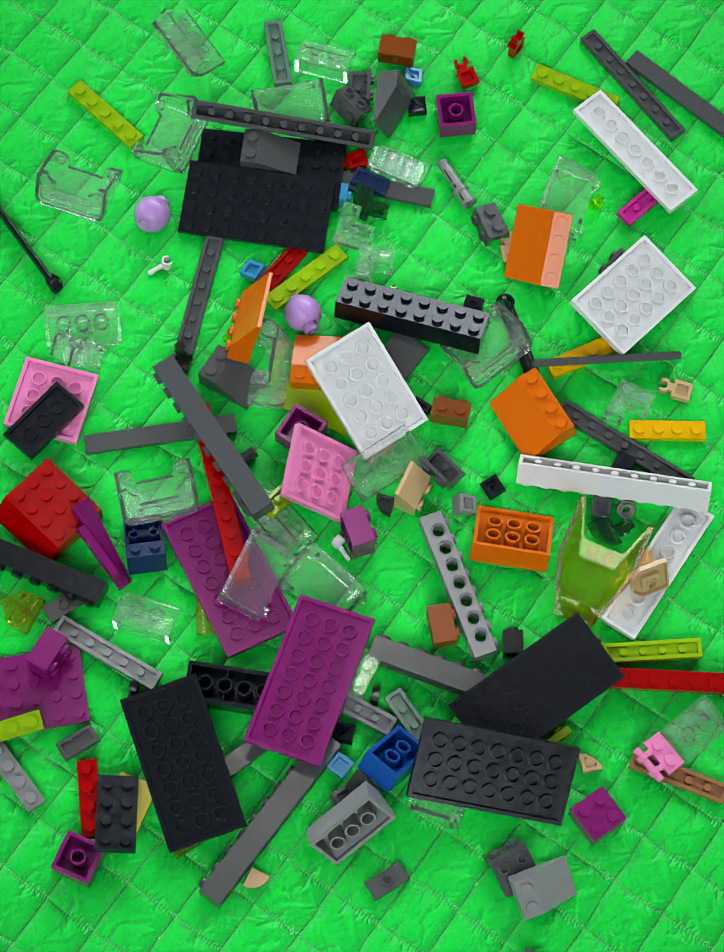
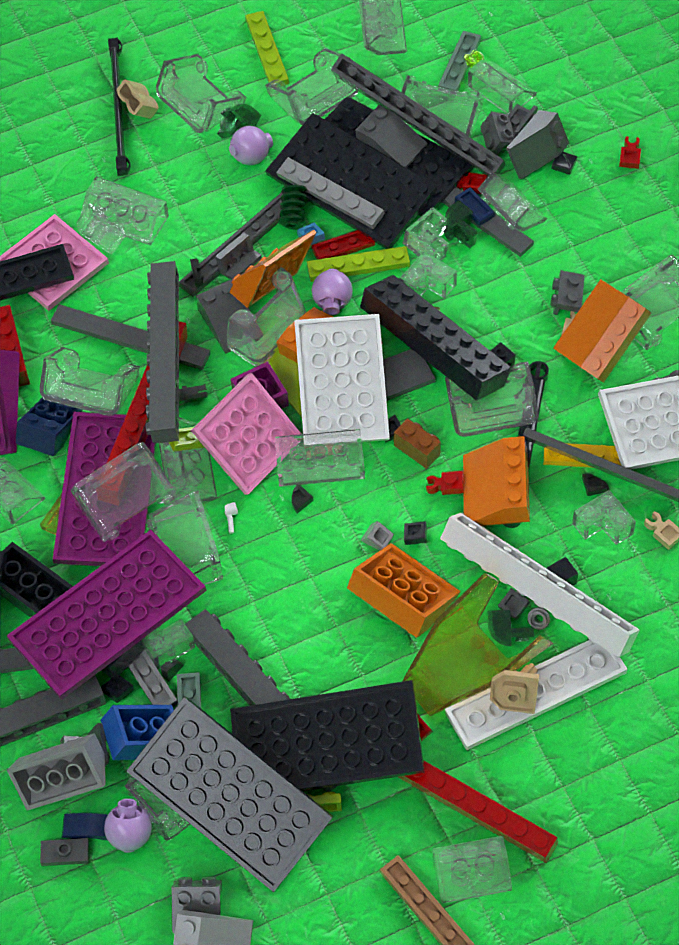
camera: 35 degrees right, 10 degrees down
(26, 214) = (137, 99): none -> tan brick
(127, 195) = (236, 118): none -> clear green brick
(166, 266) = (235, 194): white hand -> none
(207, 322) = (237, 257): none -> dark grey bracket
(224, 254) = (291, 206): none -> dark green piece
(249, 226) = (331, 193): none -> light grey plate
(291, 45) = (473, 58): none -> clear neon green plate
(340, 765) = (91, 715): dark azure plate -> none
(345, 194) = (442, 204): dark azure plate -> none
(358, 532) = (252, 506): magenta brick -> none
(392, 852) = (84, 826): none -> dark blue slope
(397, 50) = (574, 105): dark orange brick -> none
(412, 489) = (331, 493): tan slope -> none
(413, 76) = (577, 135): dark azure tile -> none
(427, 836) = (127, 826): none -> lavender brick
(437, 522) = (309, 679): light grey brick -> none
(441, 625) = (278, 635): dark orange brick -> none
(443, 468) = (373, 490): dark grey bracket -> none
(455, 114) = (595, 182): magenta brick -> none
(460, 189) = (558, 251): light grey pin -> none
(494, 432) = (448, 483): none -> red plate
(512, 642) = (339, 682): black brick -> none
(589, 764) = (342, 847): tan tile -> none
(597, 816) = (315, 901): magenta brick -> none
(602, 378) = (594, 485): none -> pearl dark grey tile
(618, 441) = (569, 547): dark grey tile -> none
(654, 650) = (479, 769): lime plate -> none
(664, 755) = (423, 874): bright pink plate -> none
(667, 430) = (630, 565): yellow plate -> none

